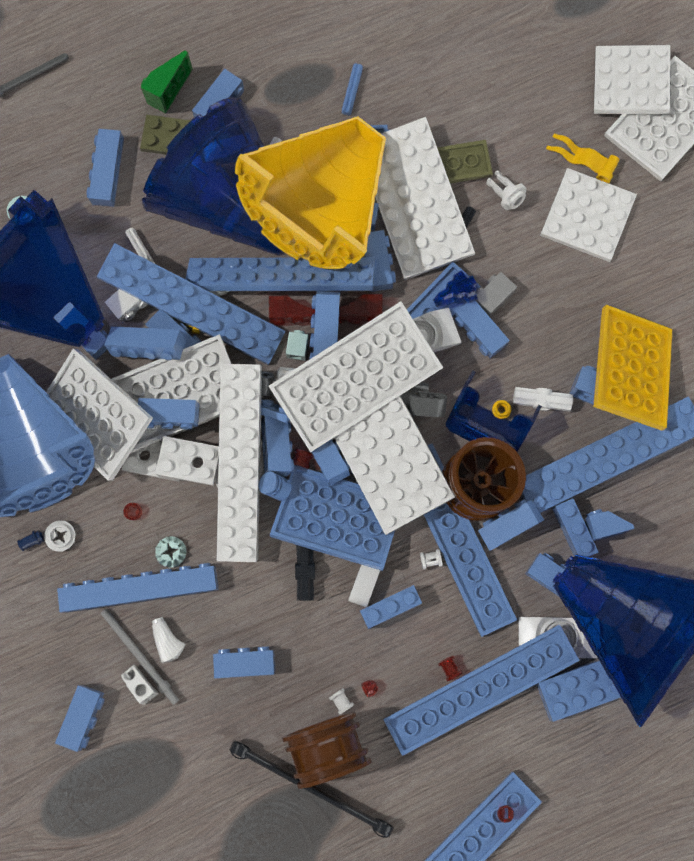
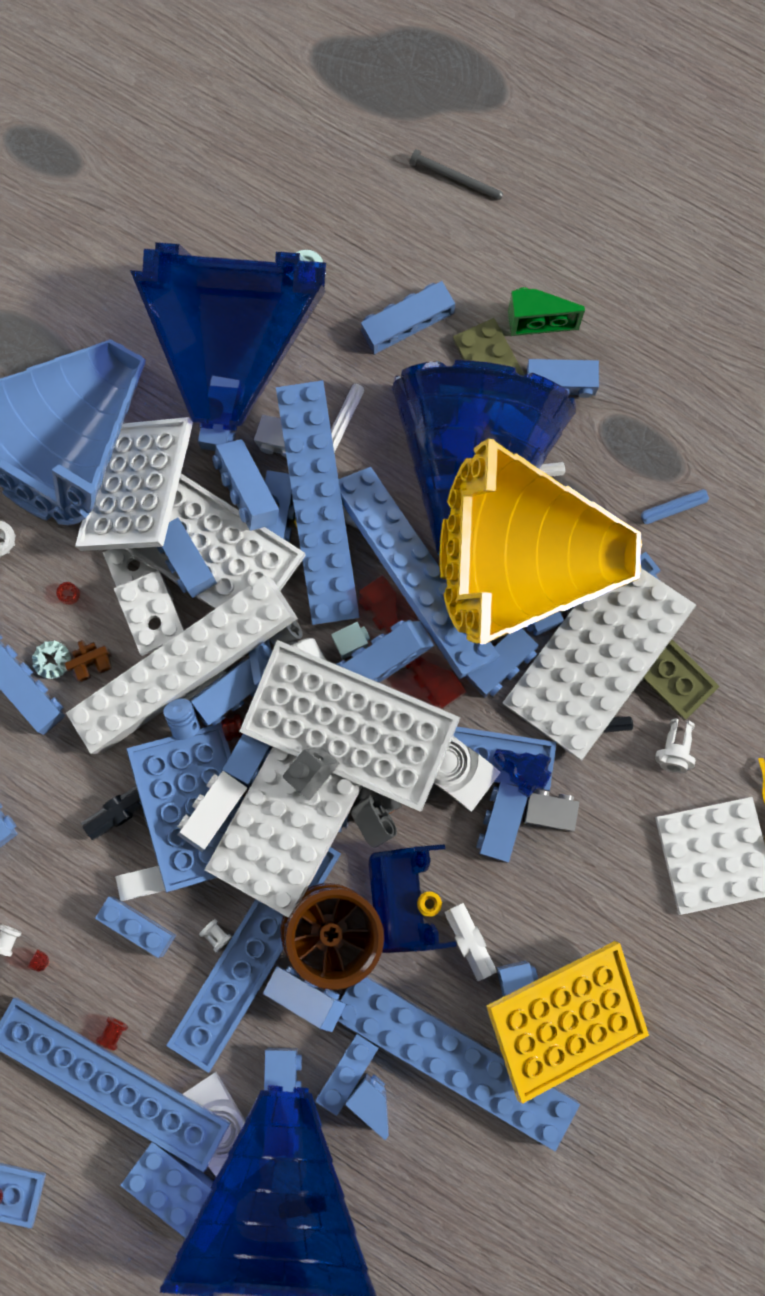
camera: 55 degrees right, 0 degrees up
(190, 535) = (79, 665): none -> reddish brown hips
(349, 505) = (211, 810): none -> white brick
(371, 419) = (309, 772): none -> dark grey torso

